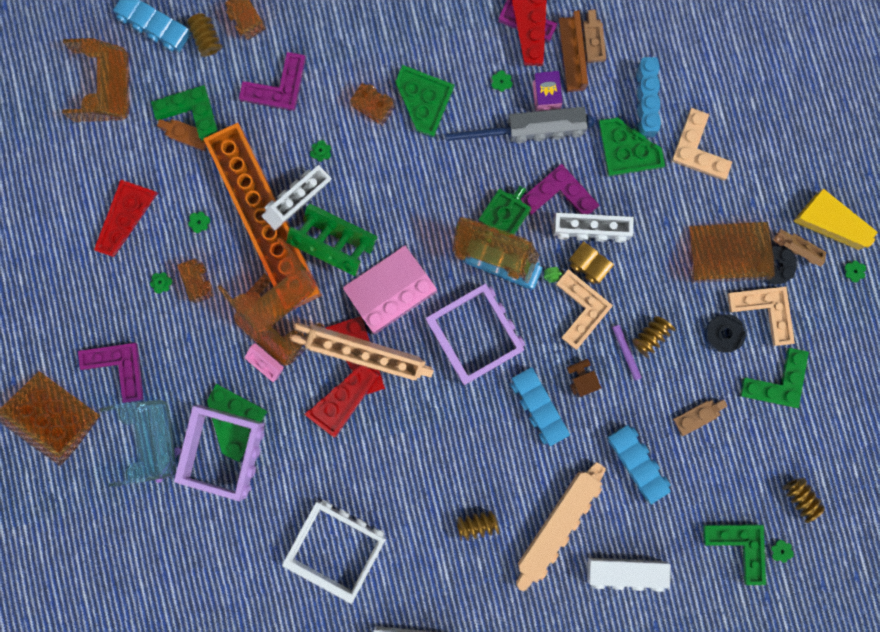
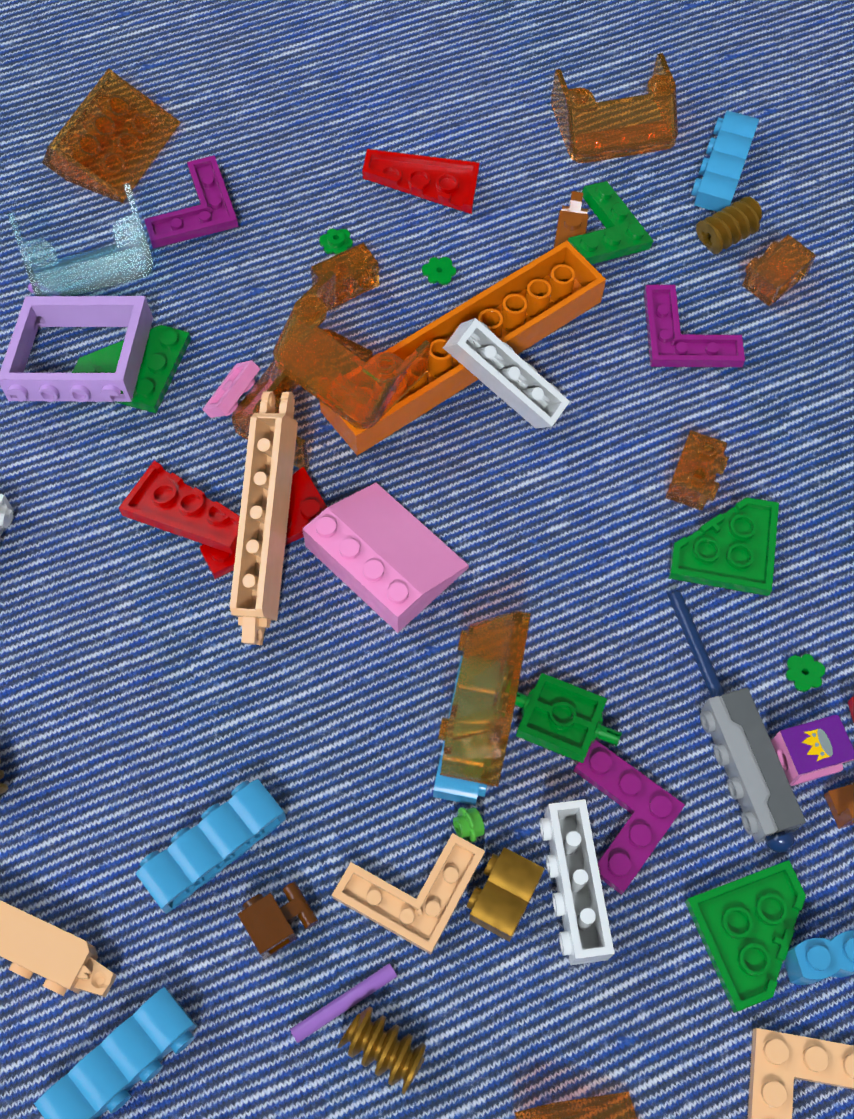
camera: 75 degrees right, 20 degrees down
(320, 156) = (596, 415): green plant -> none
(337, 227) = (475, 440): green fence -> none
(499, 311) = (299, 660): lavender window -> none

